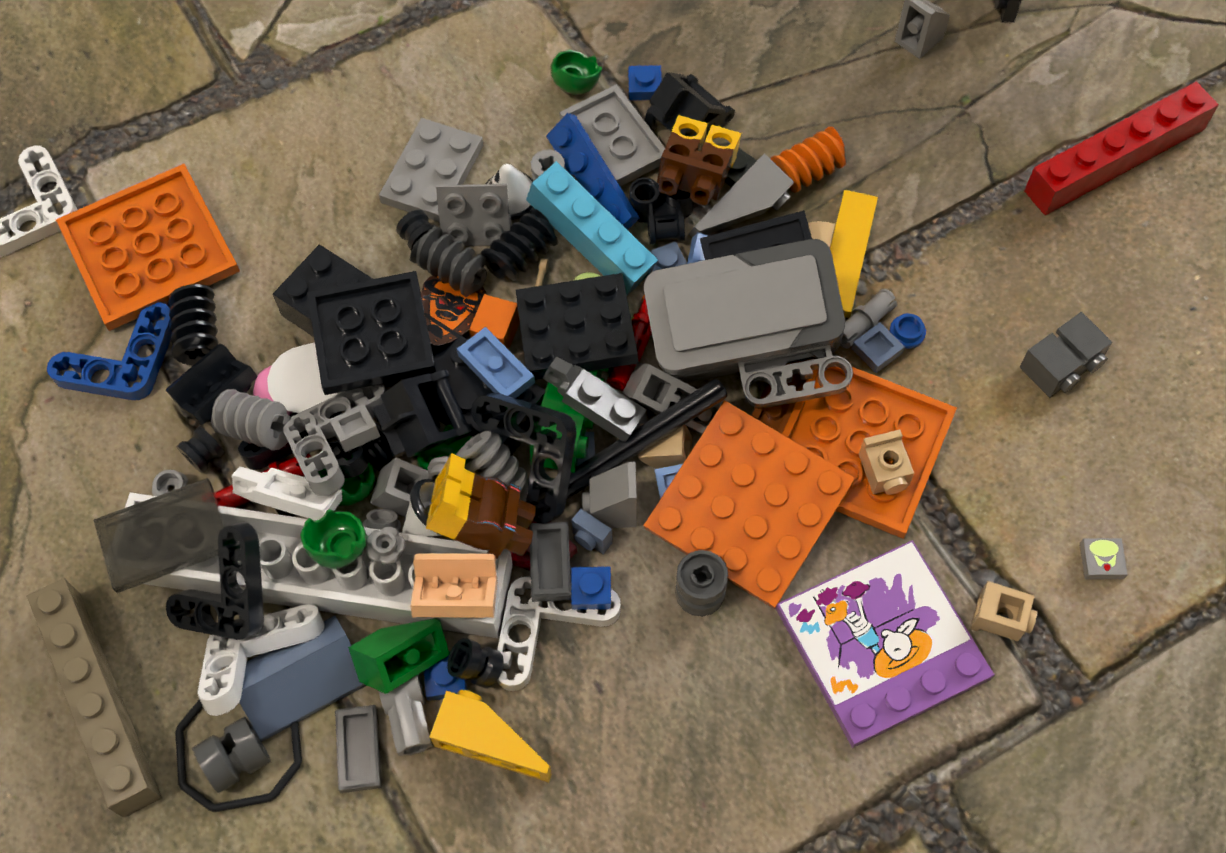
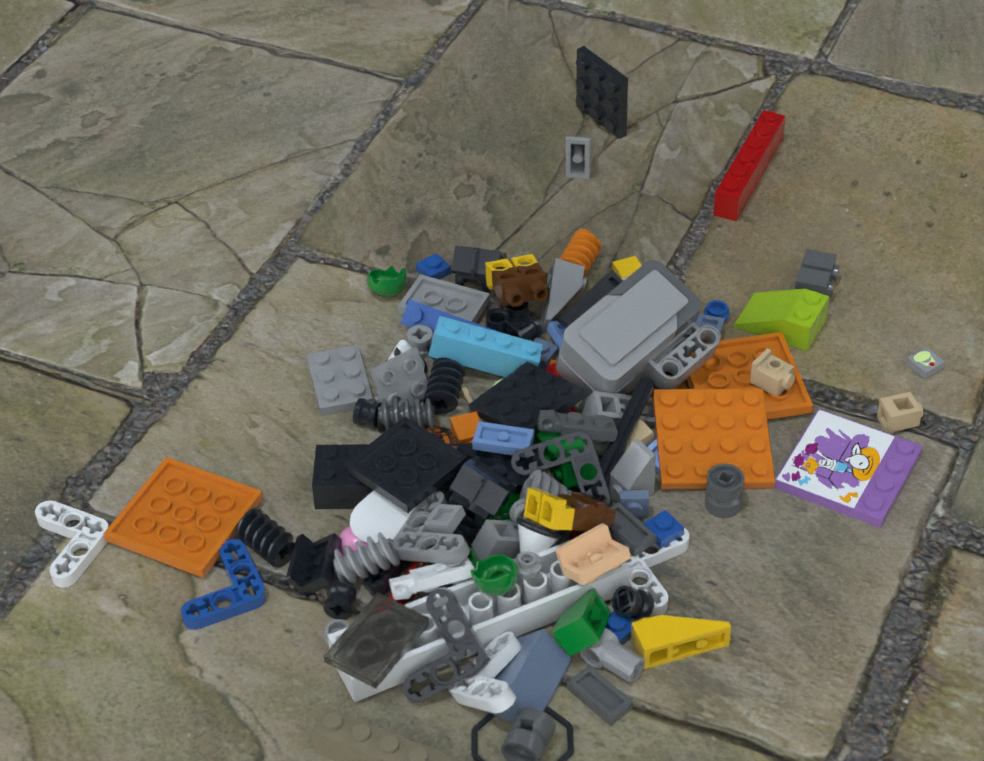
camera: 35 degrees left, 20 degrees down
(985, 385) = (793, 312): none -> lime slope

